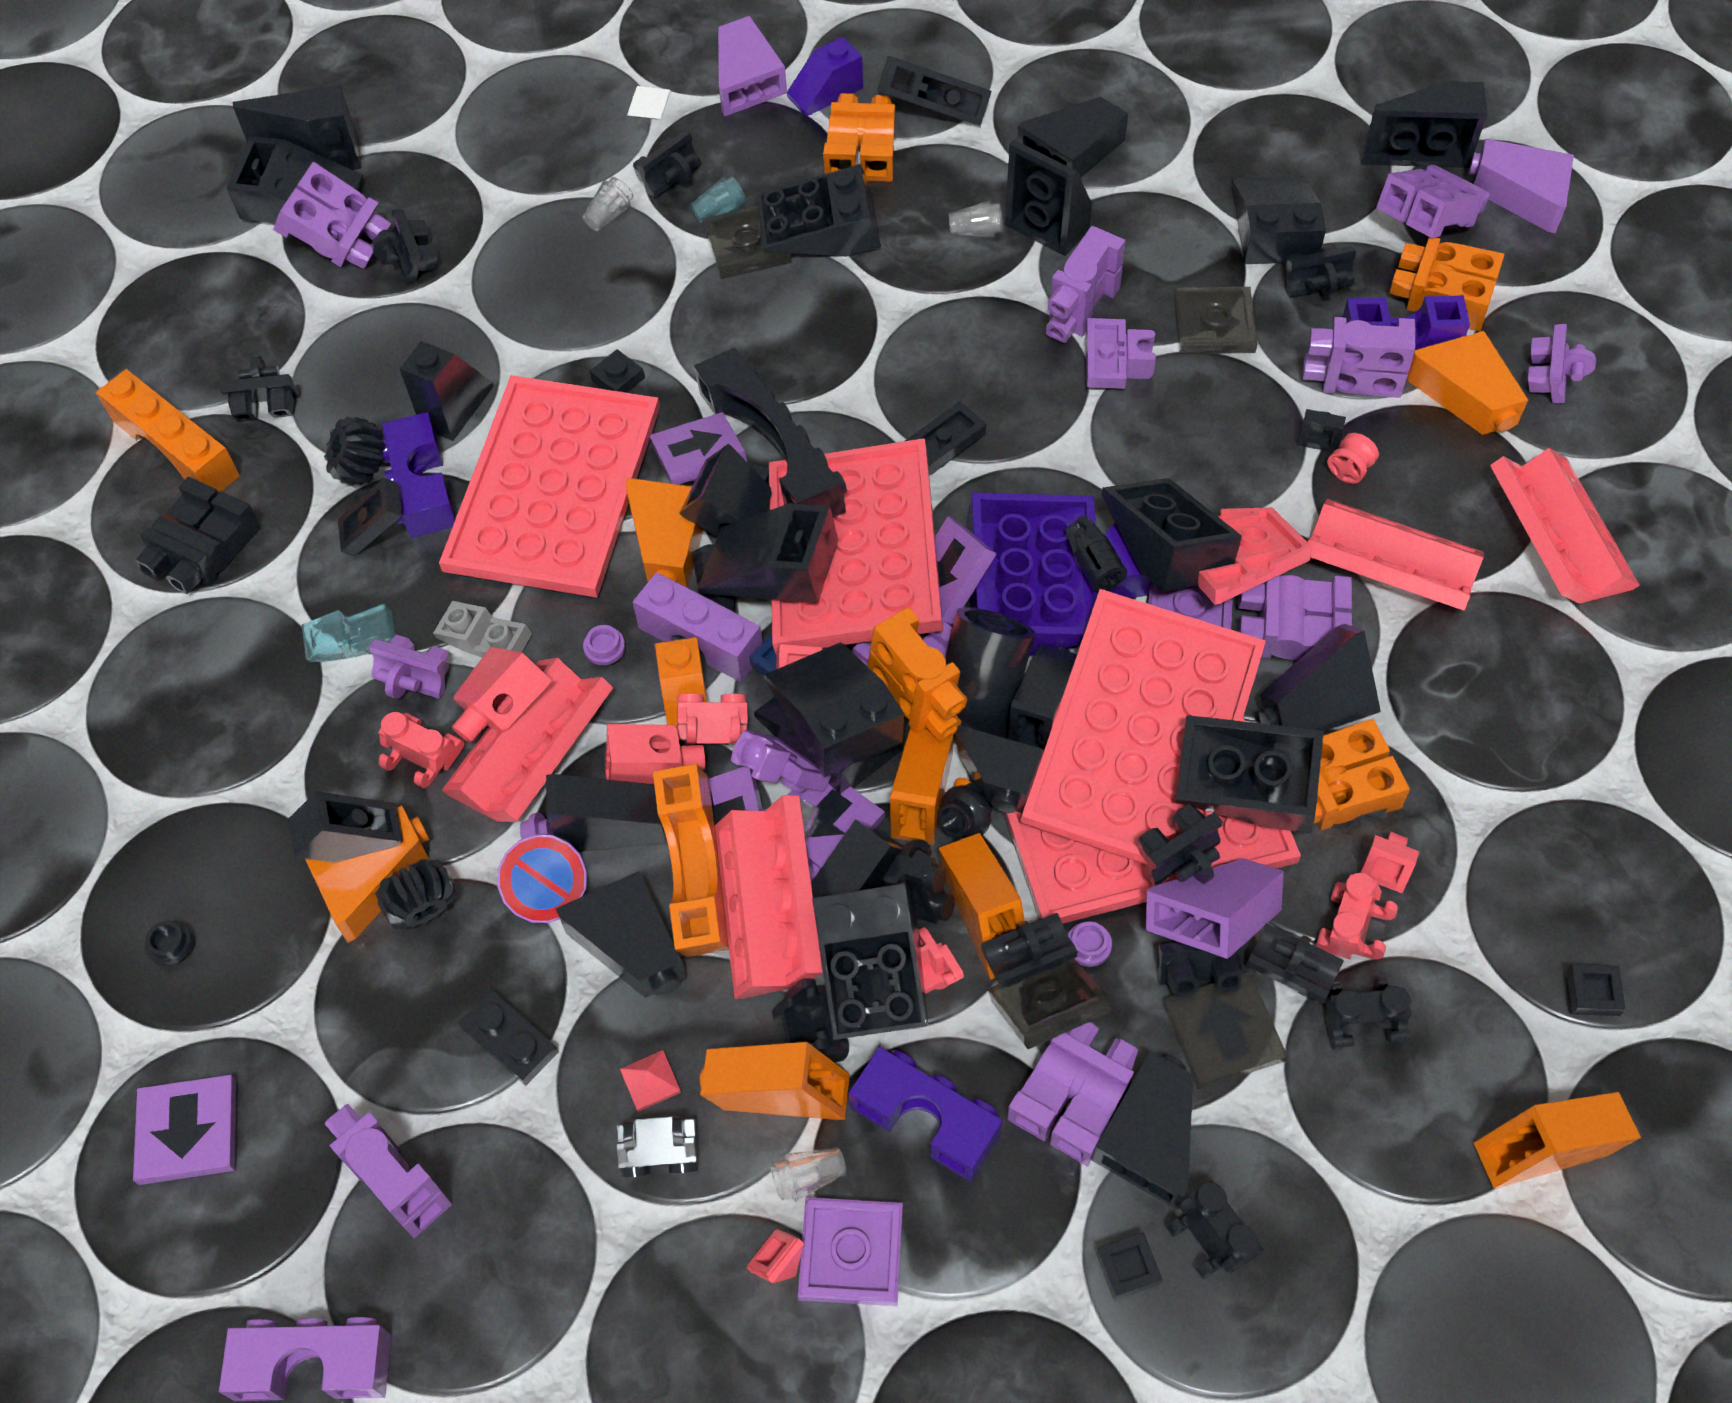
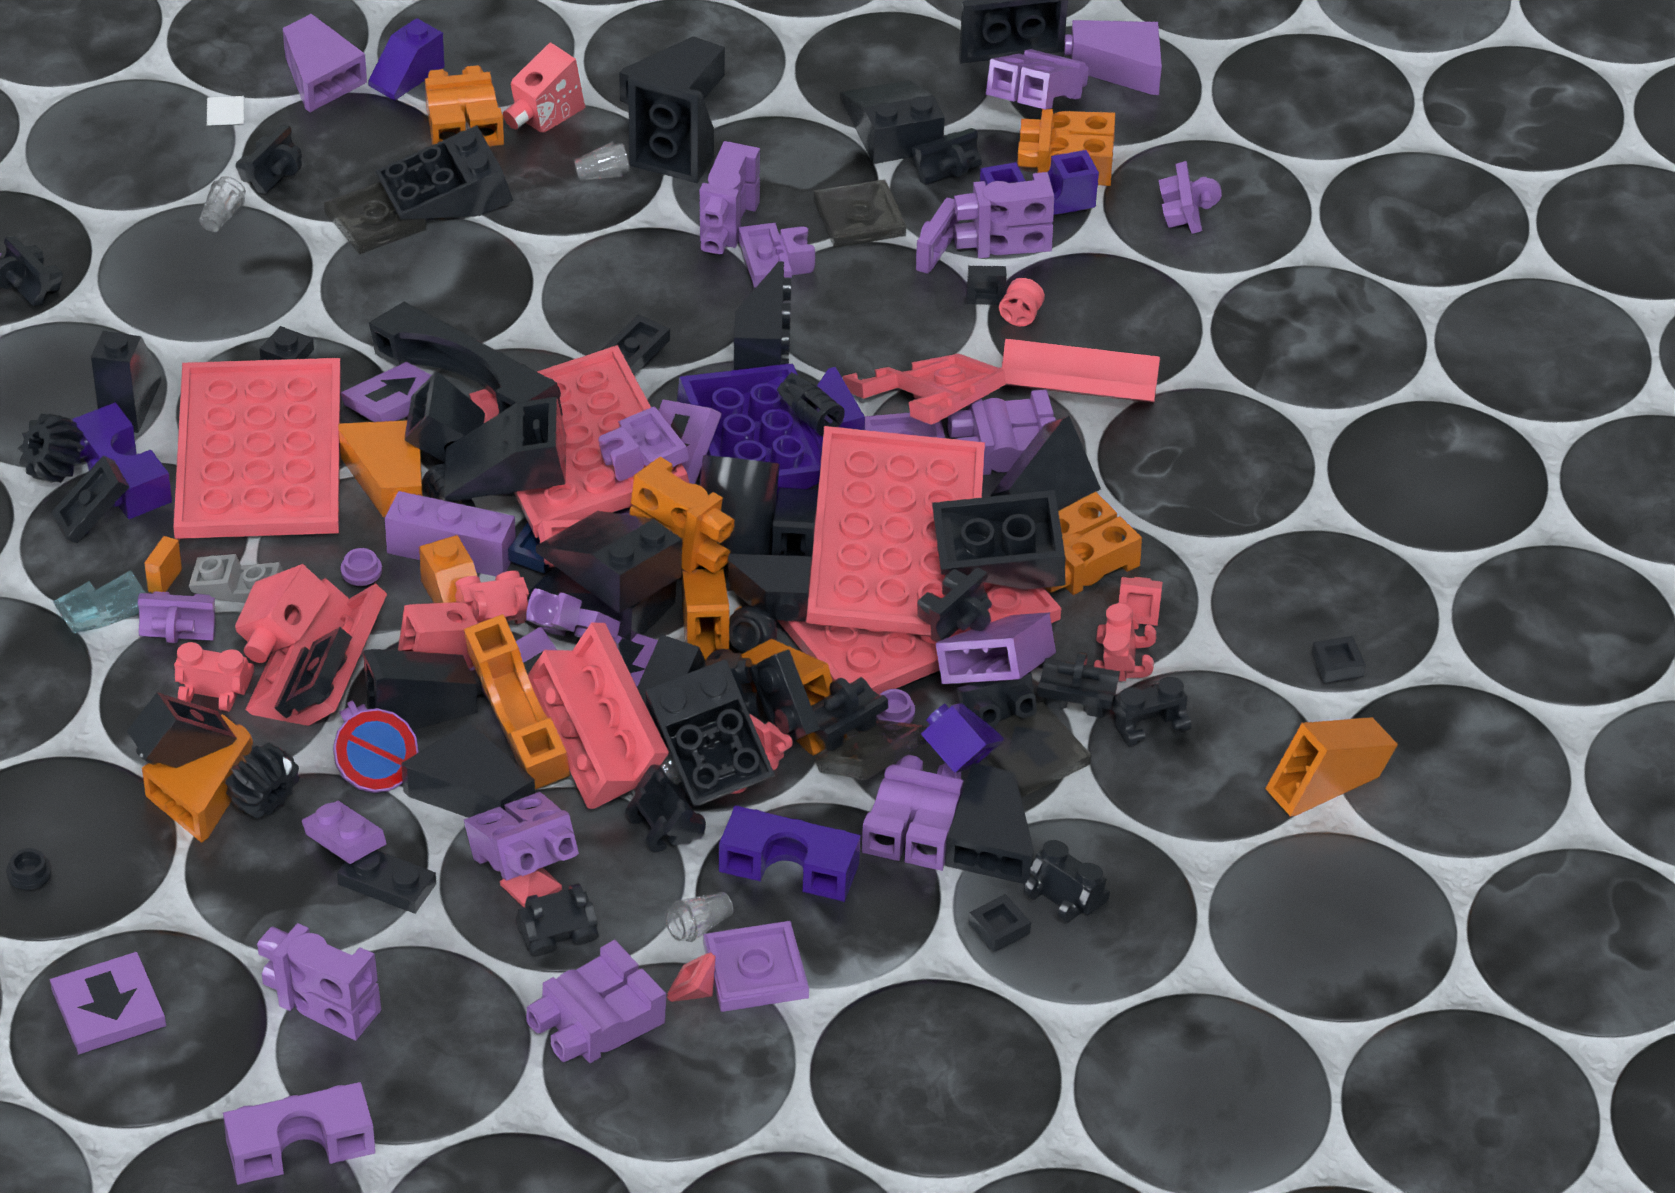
camera: 20 degrees left, 15 degrees down
(415, 605) = (163, 565): none -> orange tile
(479, 974) = (343, 831): none -> medium lavender plate
(499, 782) = (314, 673): none -> black plate
(650, 1050) = (521, 837): none -> medium lavender hips
(666, 1270) = (598, 1005): none -> medium lavender hips
(719, 199) = (338, 180): clear light blue cone -> none
(775, 1081) = (648, 852): orange slope -> none
(906, 576) = (640, 442): none -> medium lavender plate
(934, 90) = (506, 51): black slope -> none
(942, 134) = (545, 91): none -> coral torso
(965, 926) = (784, 695): none -> black plate
(1074, 444) = (764, 323): none -> black slope
(1143, 1024) = (960, 736): none -> dark purple slope
(1170, 532) = (873, 379): black slope -> none
(1283, 364) = (935, 237): none -> medium lavender plate
(1469, 382) = (1110, 224): orange slope -> none
(1565, 527) = (1227, 325): coral slope -> none

